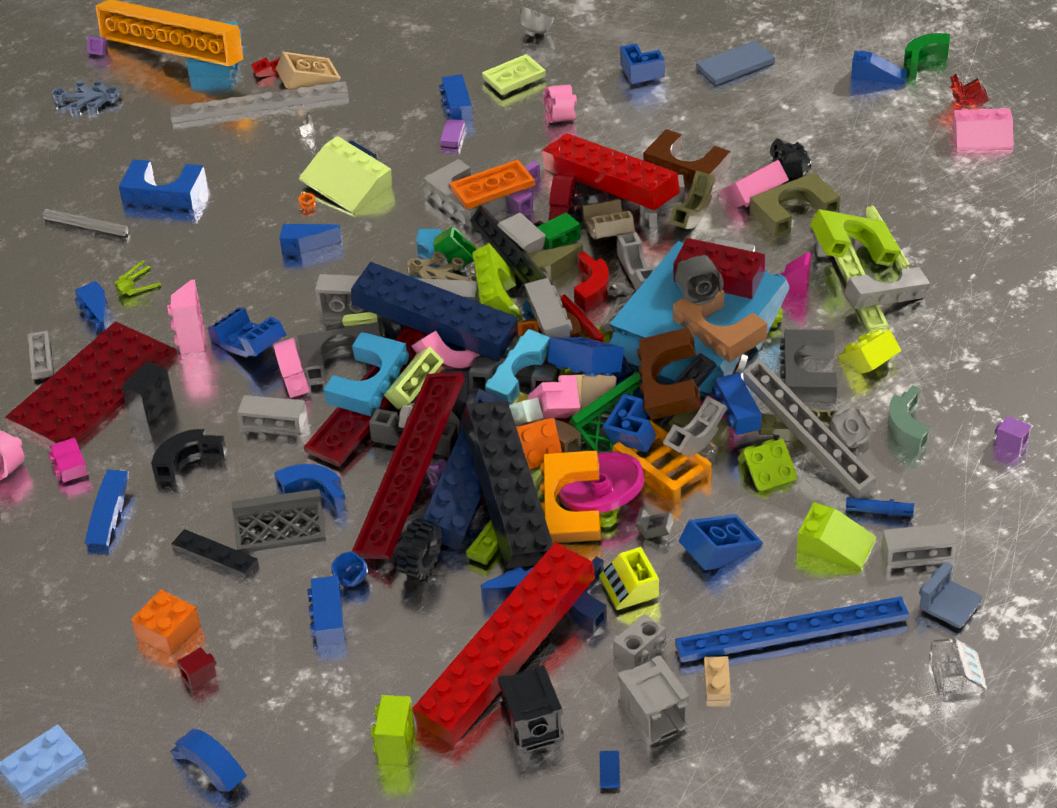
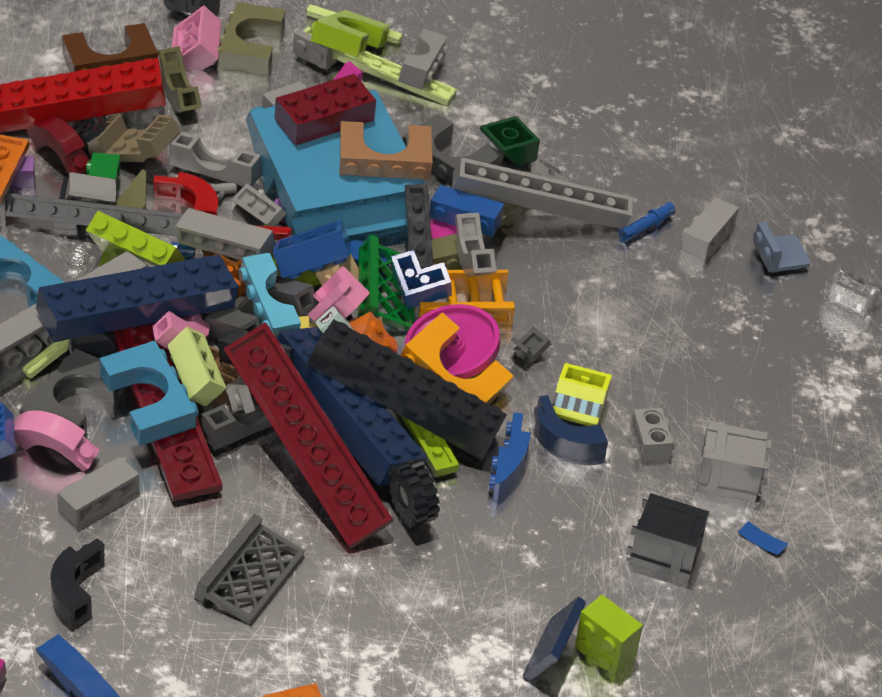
camera: 60 degrees left, 0 degrees up
(215, 554) = (235, 639): black plate -> none
(312, 477) = (227, 513): blue arch -> none
(326, 611) = (406, 600): blue brick -> none
(350, 569) = (375, 556): blue hair -> none
(357, 704) = (554, 638): none -> dark blue tile
(422, 268) = (42, 277): dark tan plant -> none
(453, 245) = (43, 243): green brick -> none
(503, 643) = (582, 503): red brick -> none
(654, 355) = (370, 209): reddish brown arch -> none
(699, 280) = (349, 120): dark grey brick -> none
(717, 678) = (725, 414): tan plate -> none
(718, 540) = (590, 325): blue slope -> none
(769, 464) = (536, 241): lime bracket -> none
(791, 629) = (722, 349): blue plate -> none
(834, 537) = (651, 264): lime slope -> none
(857, 382) = (513, 140): none -> dark green slope
(870, 350) = (473, 111): neon yellow slope -> none
(902, 427) = (575, 154): sand green arch -> none
(1012, 434) = (650, 111): medium lavender brick -> none

